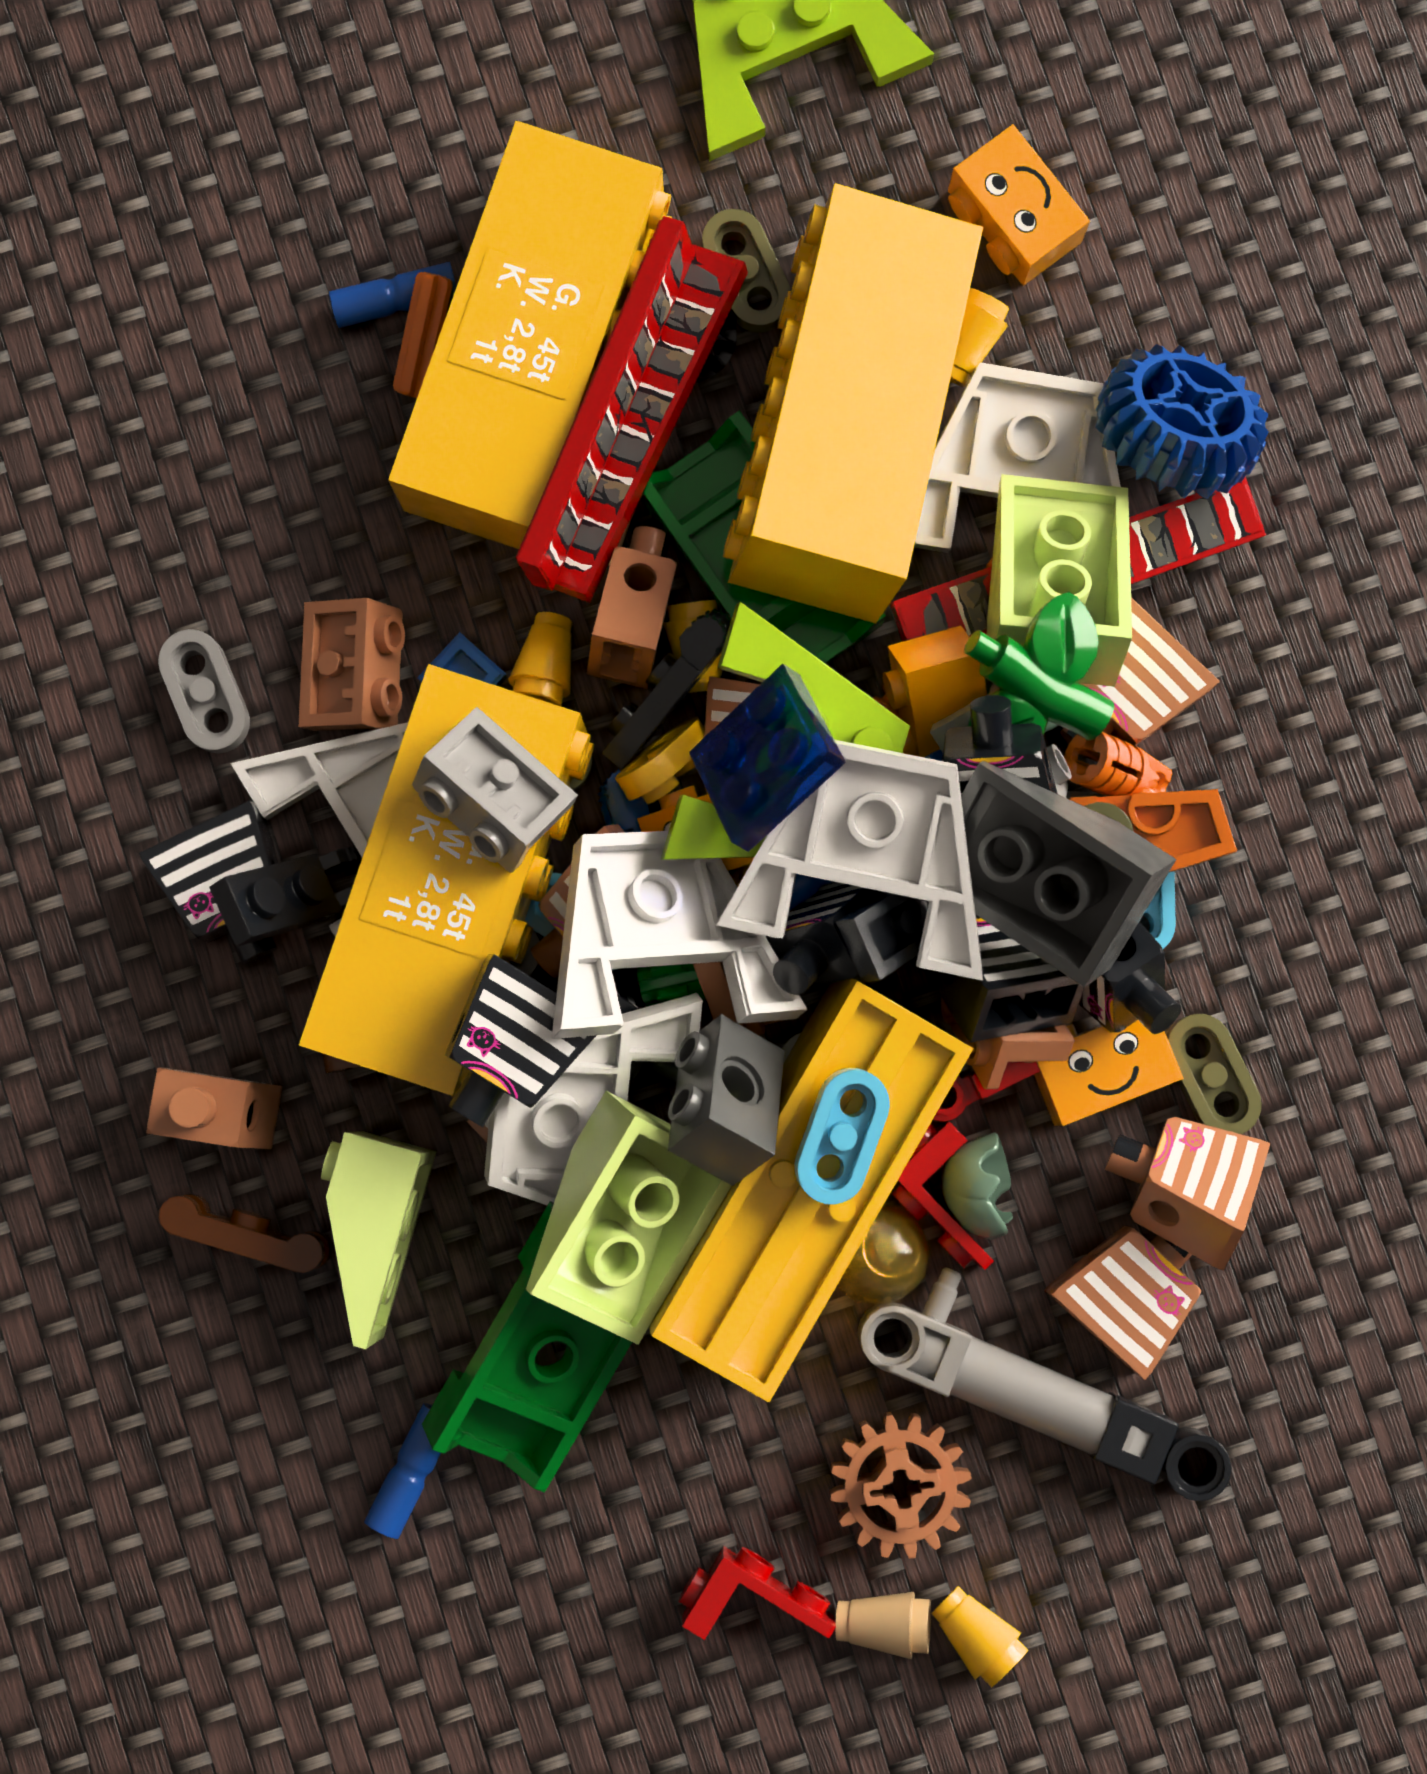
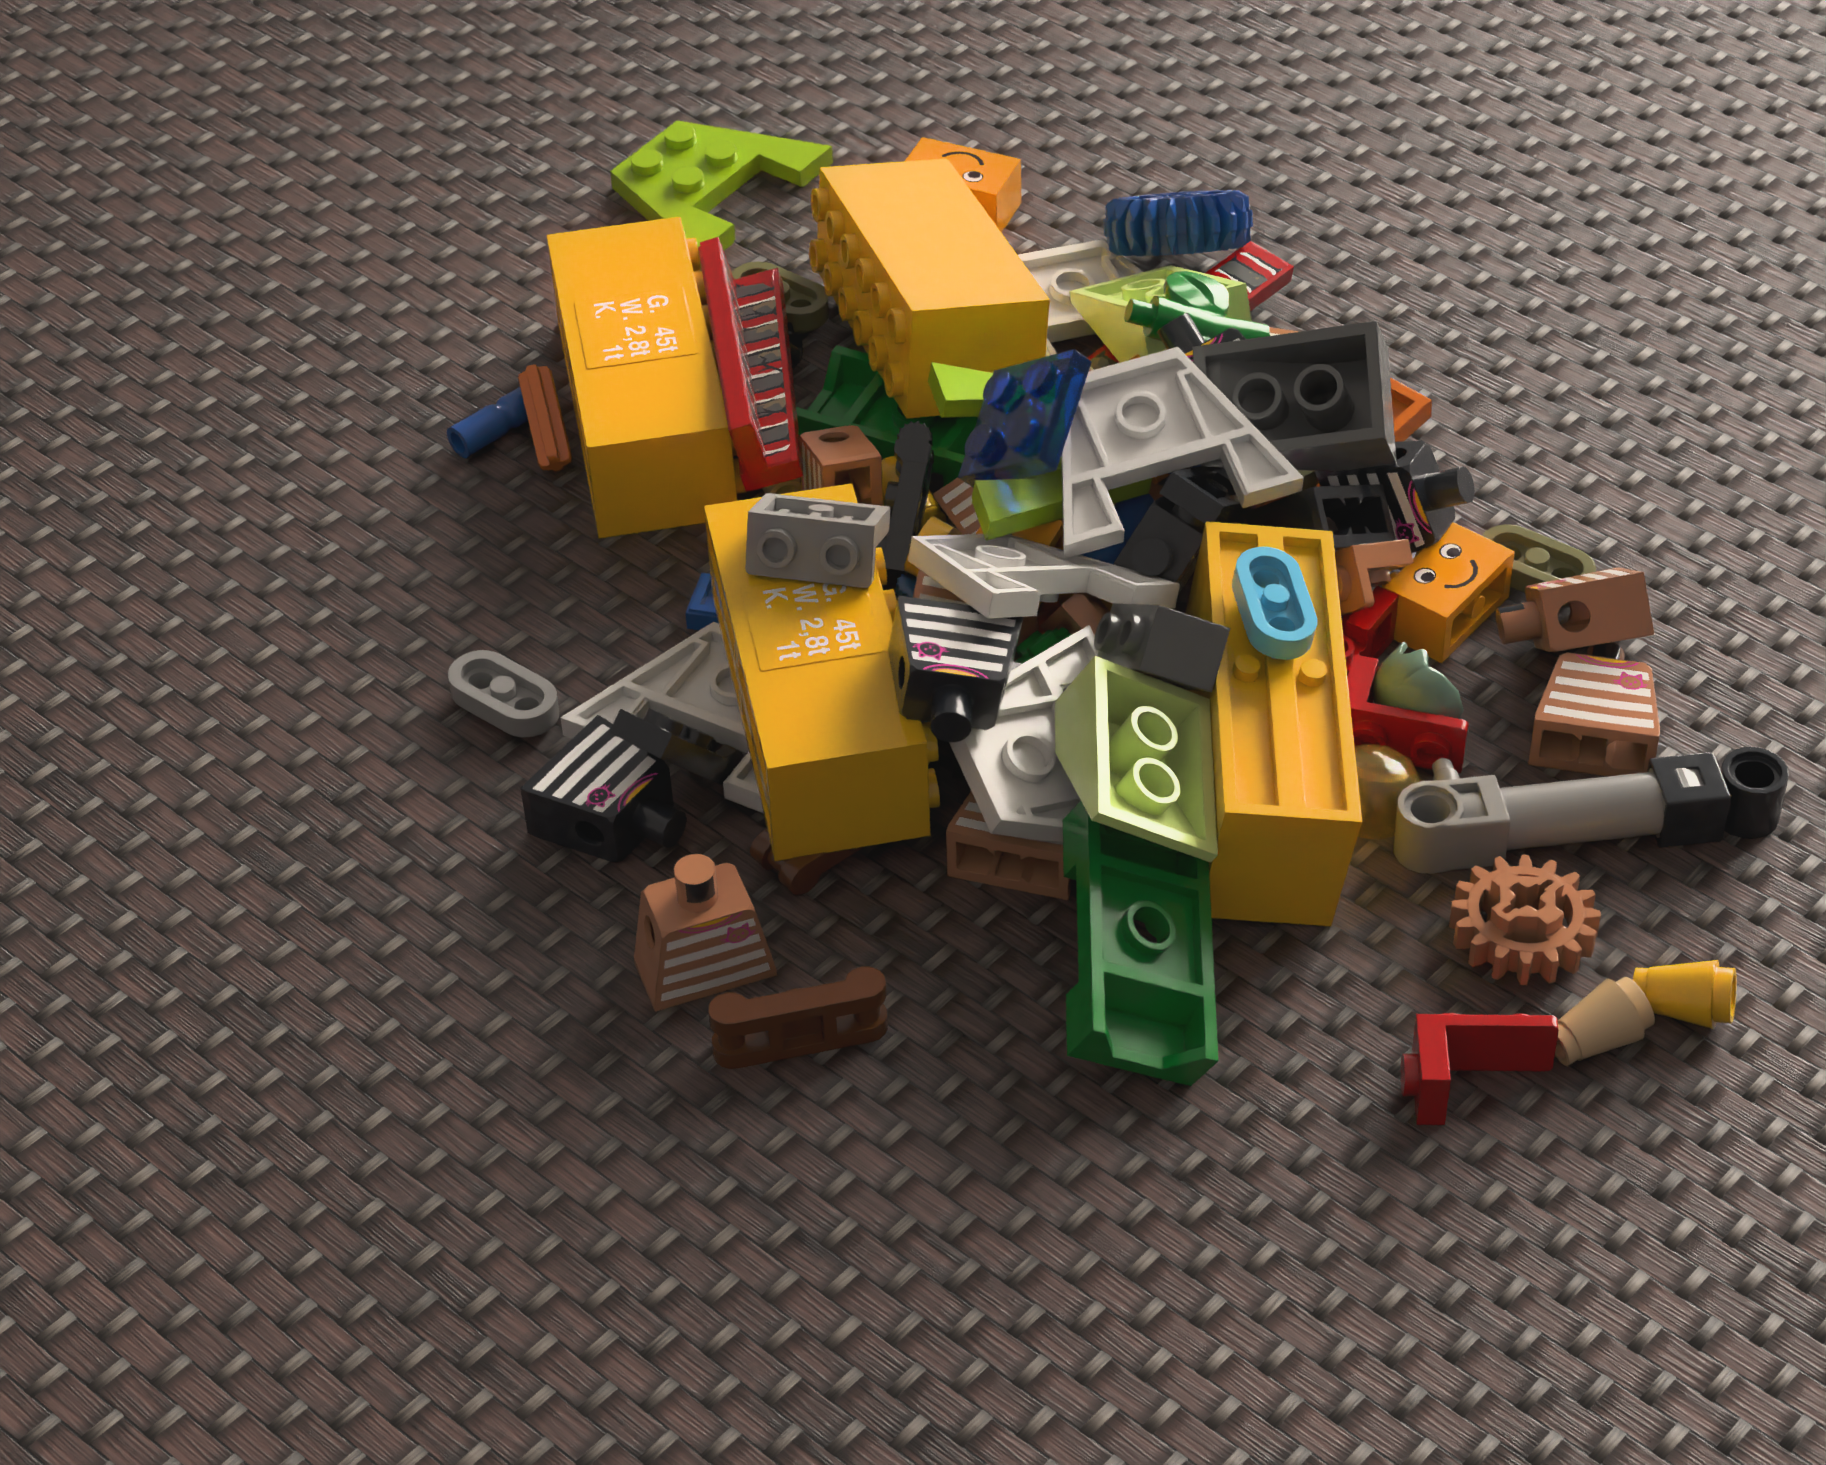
camera: 30 degrees left, 40 degrees down
(350, 665) = (617, 621): nougat bracket -> none
(372, 1216) = (913, 929): yellowish green slope -> none
(404, 1481) = (1082, 1133): blue piece -> none

